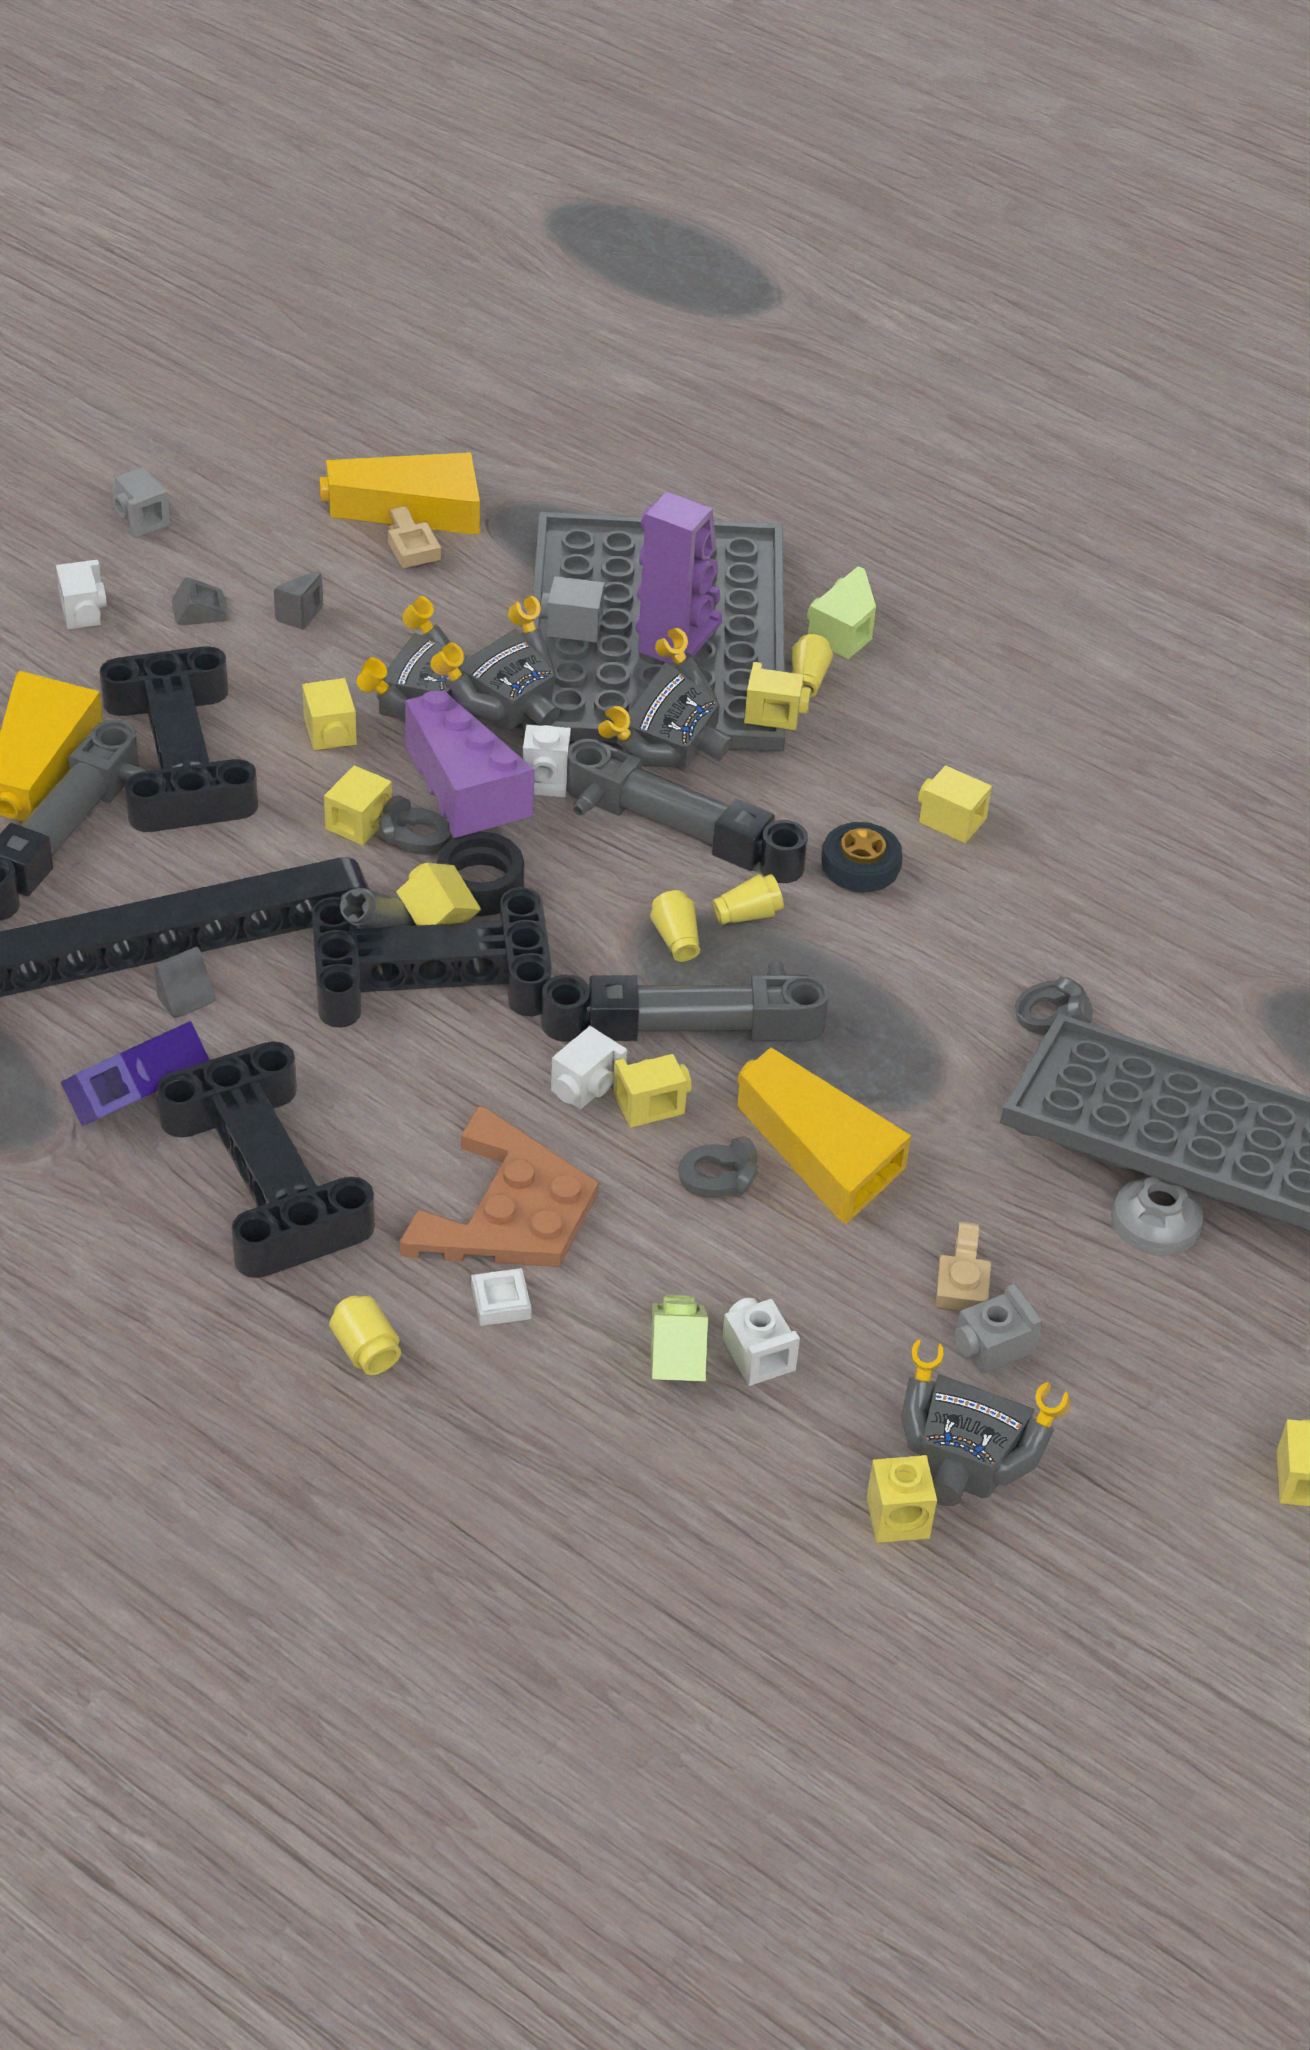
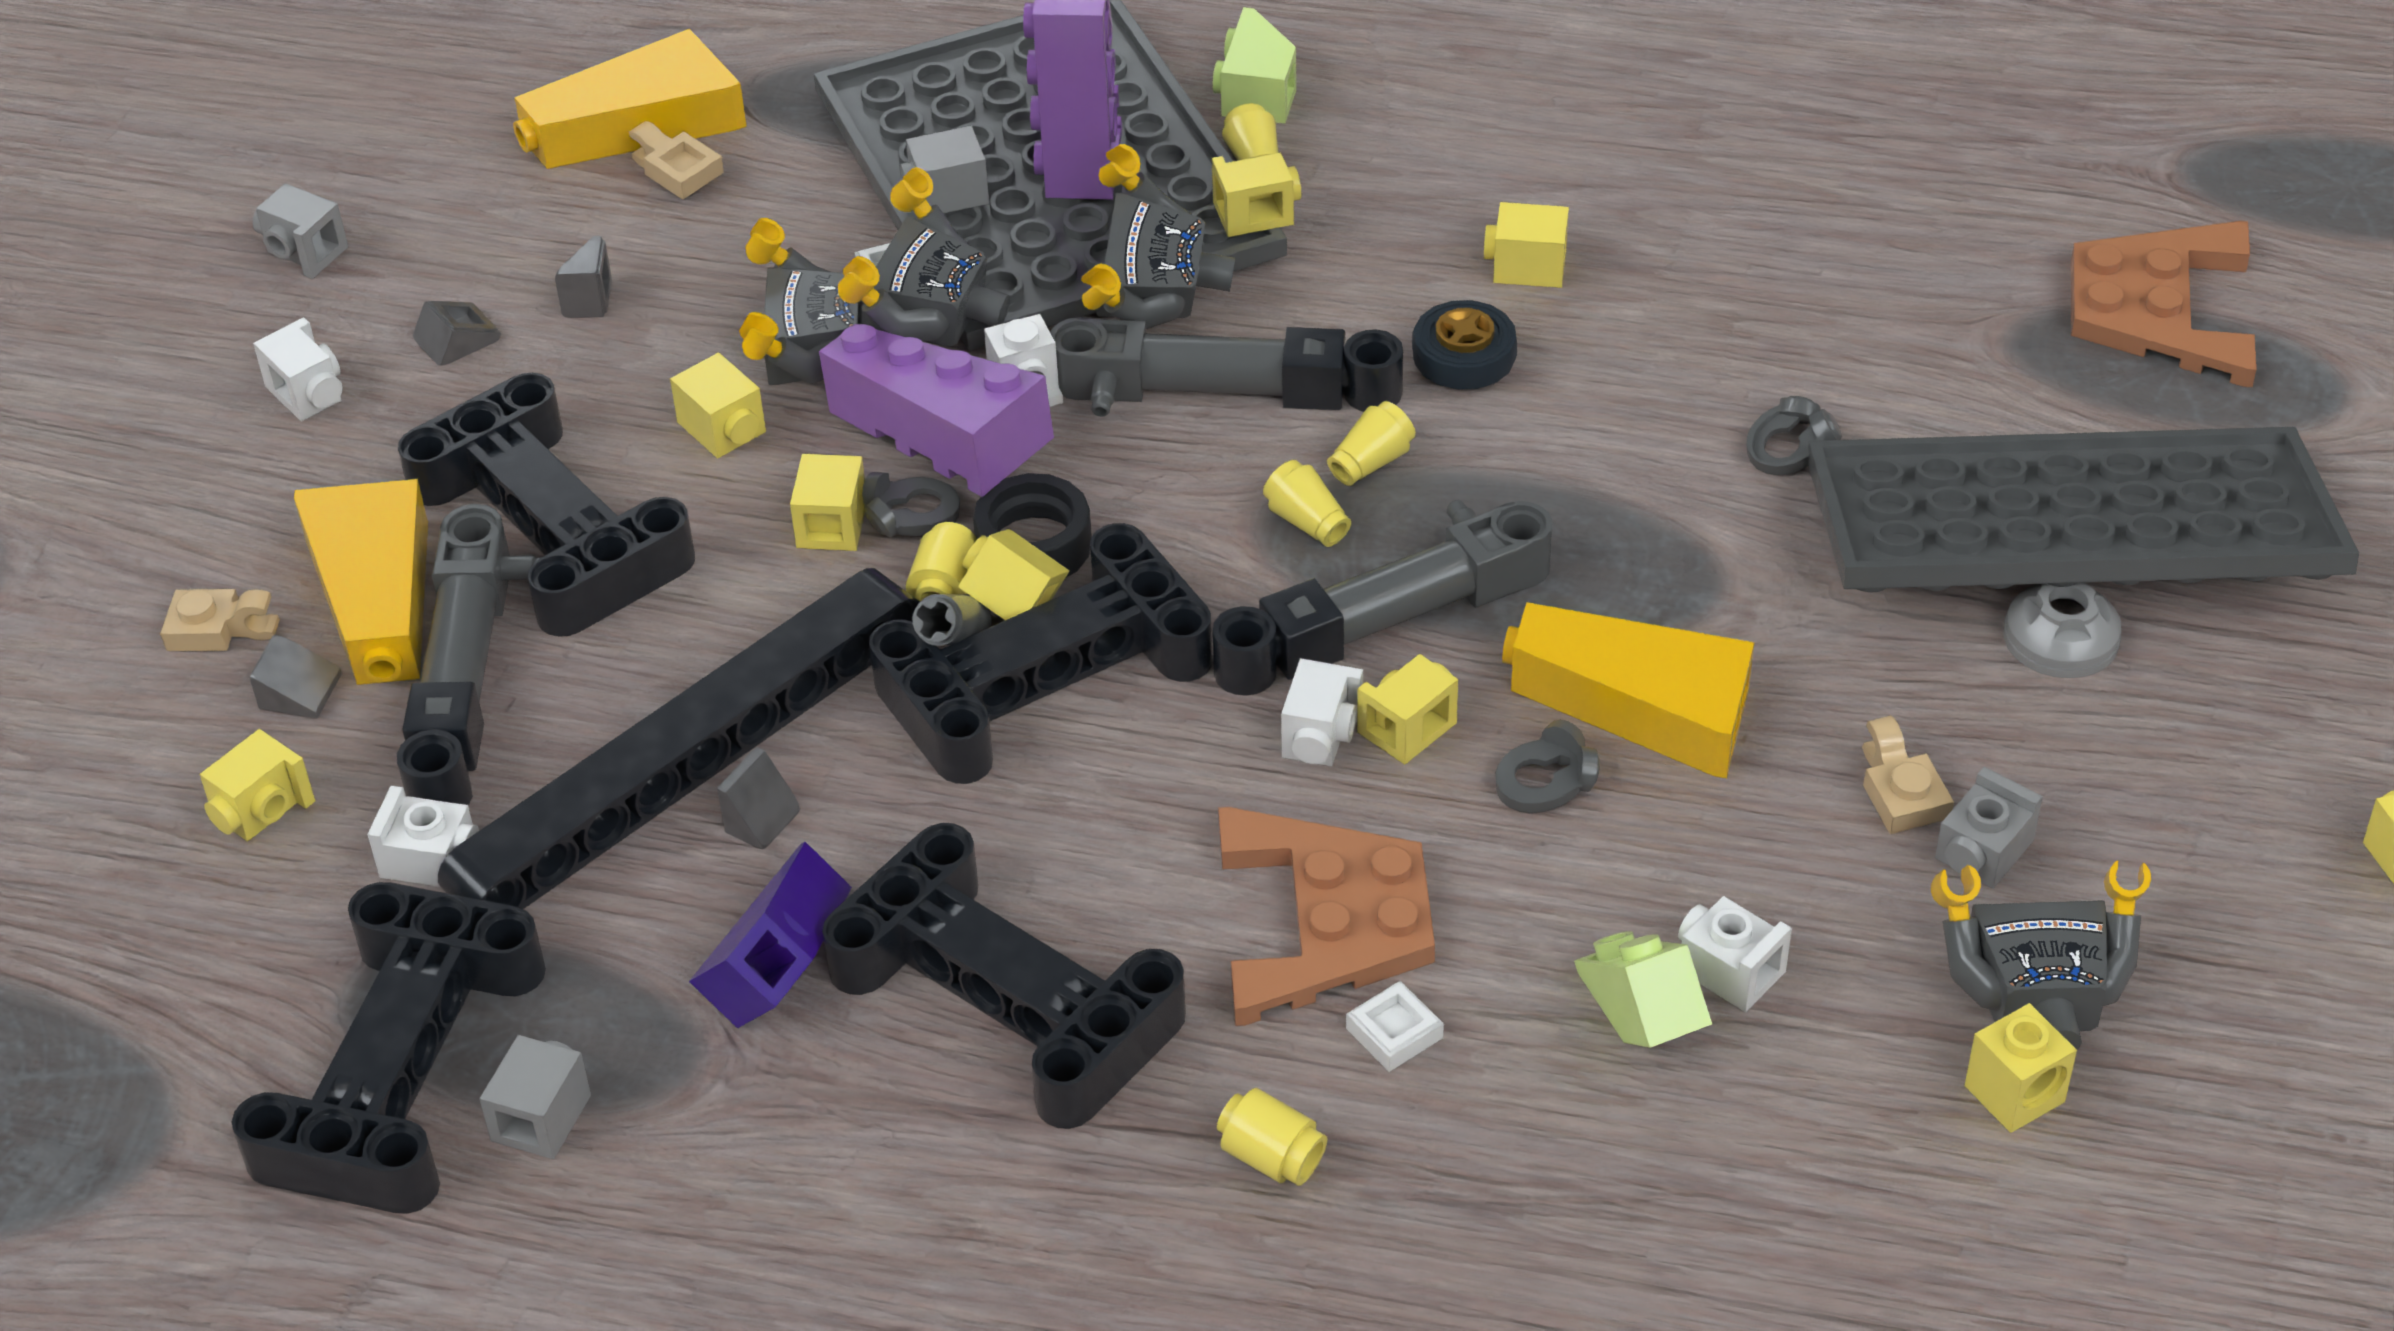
camera: 20 degrees left, 0 degrees up
(397, 869) = (940, 560): none -> light yellow brick

